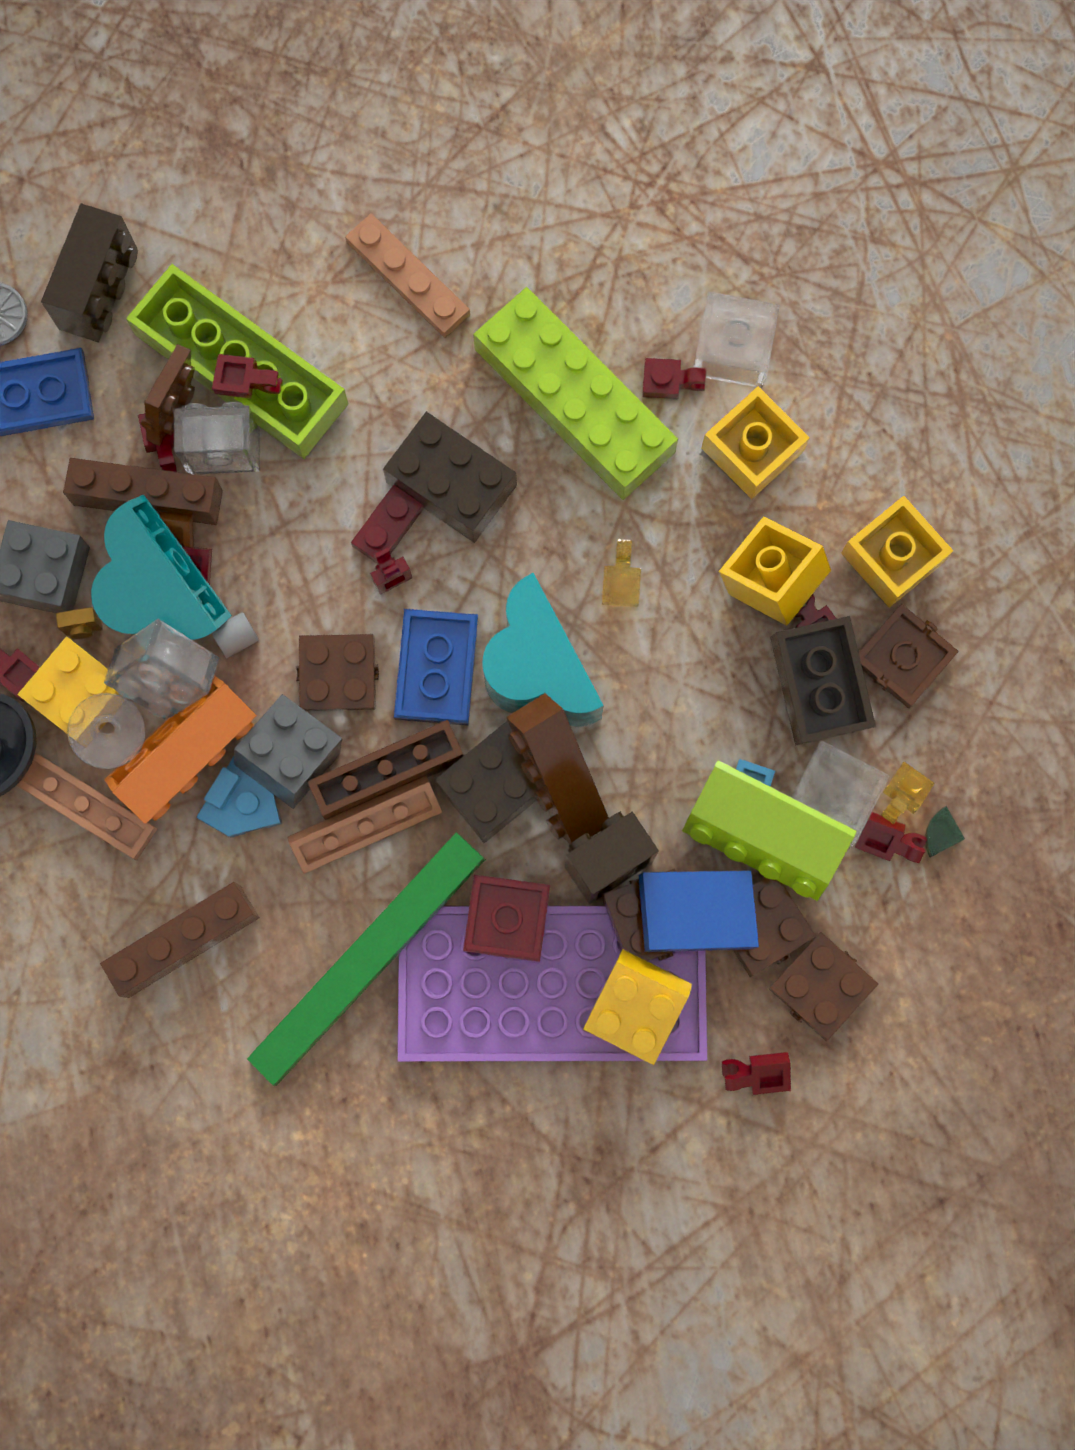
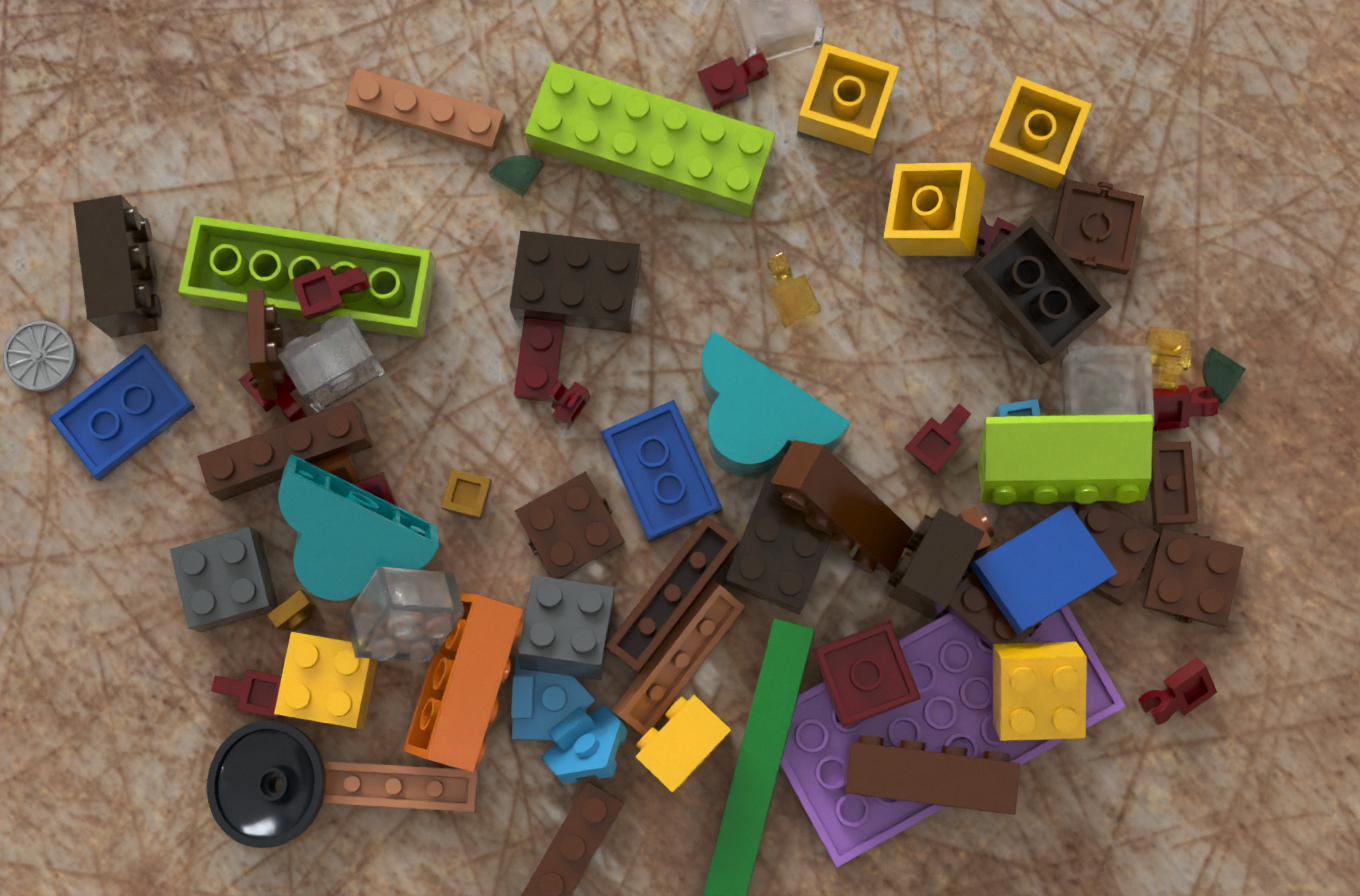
camera: 25 degrees left, 0 degrees up
(103, 749) = (394, 718): clear dish -> none
(235, 635) = (453, 542): light grey beam -> none
(250, 853) = (585, 745): none -> dark azure plate
(268, 602) = (466, 494): none -> pearl gold plate
(326, 892) = (682, 742): none -> yellow brick
(454, 364) = (517, 172): none -> clear green tile
(512, 1029) = (931, 777): none -> reddish brown brick
(667, 850) = (980, 521): none -> dark orange plate
(671, 762) = (936, 442): none -> dark red plate
(849, 900) = (1173, 484): none -> reddish brown plate

